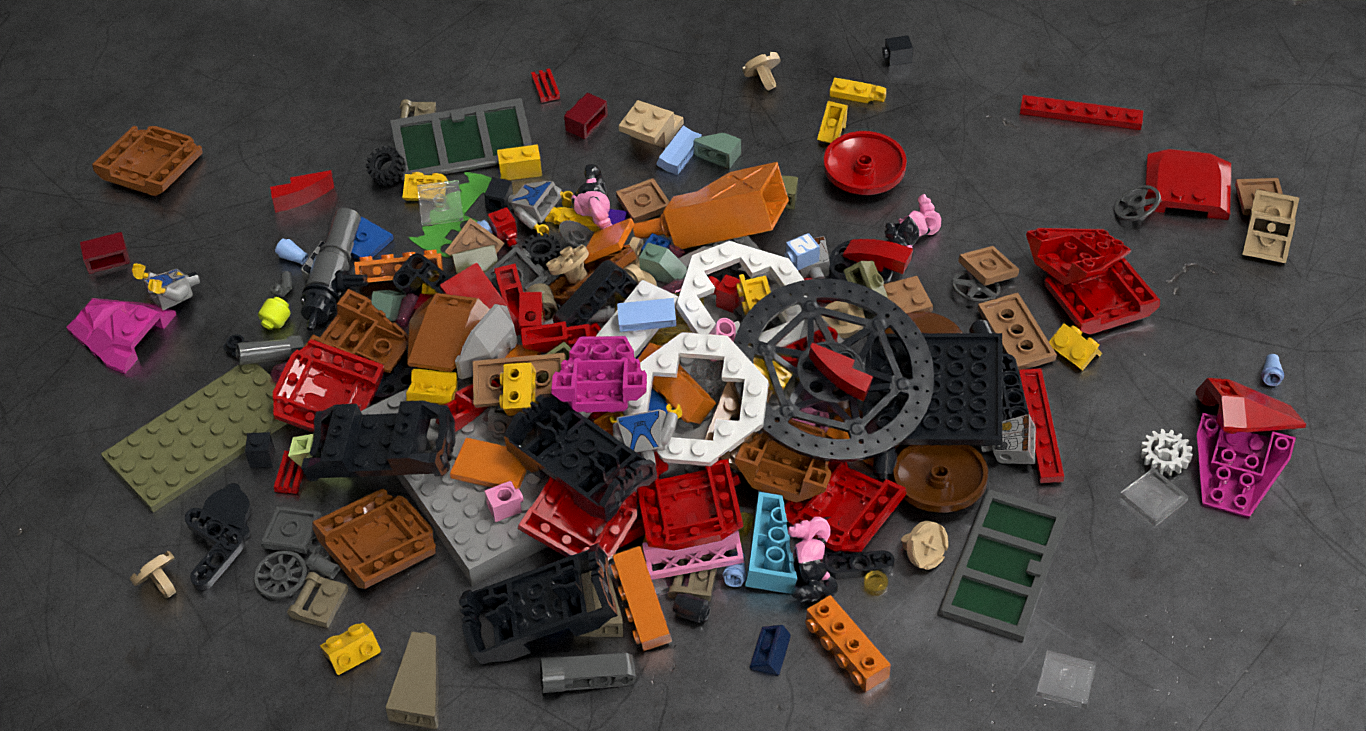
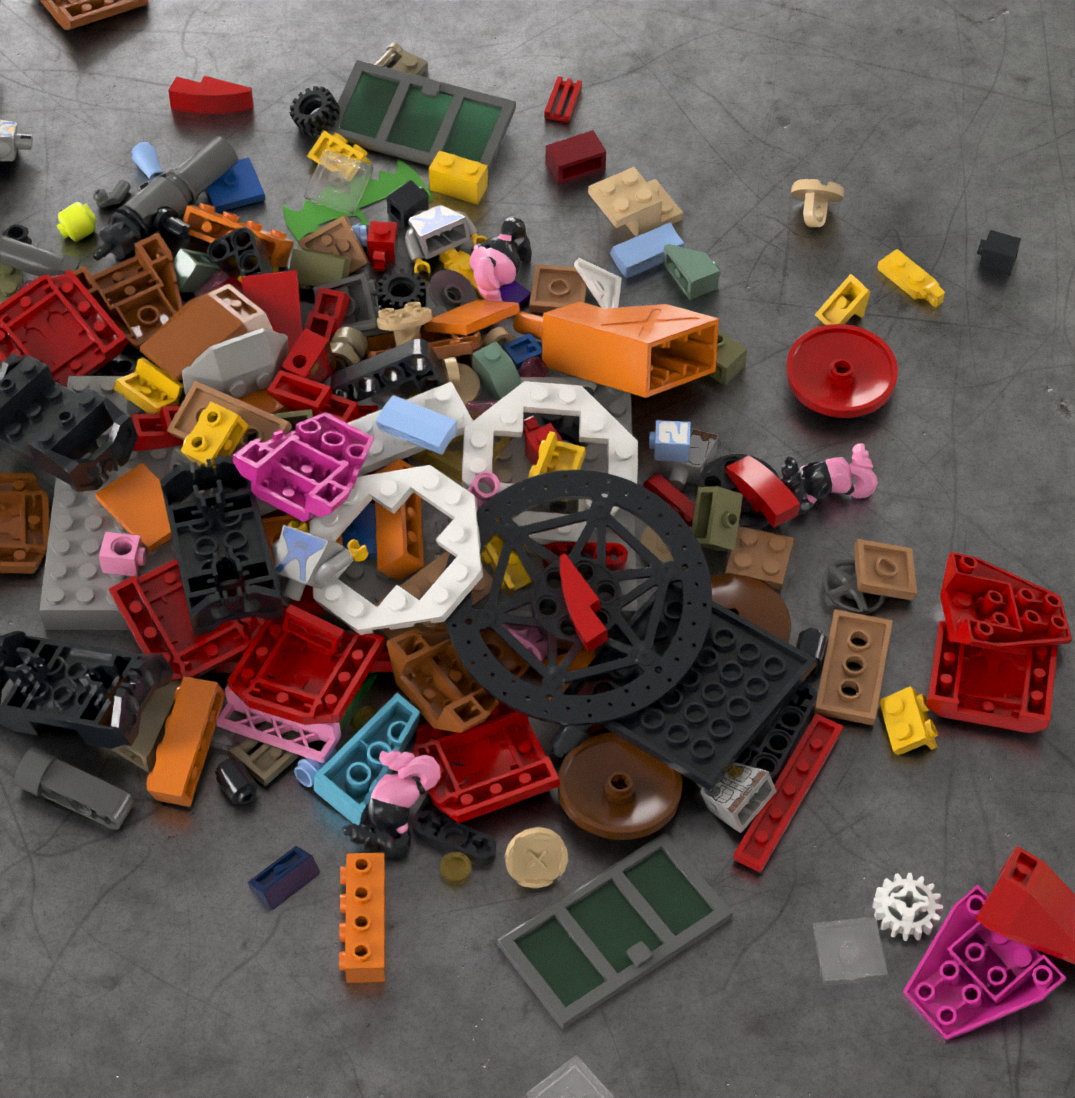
camera: 30 degrees right, 5 degrees up
(668, 182) = (601, 283): none -> white tile
(679, 478) = (312, 629): none -> red tile

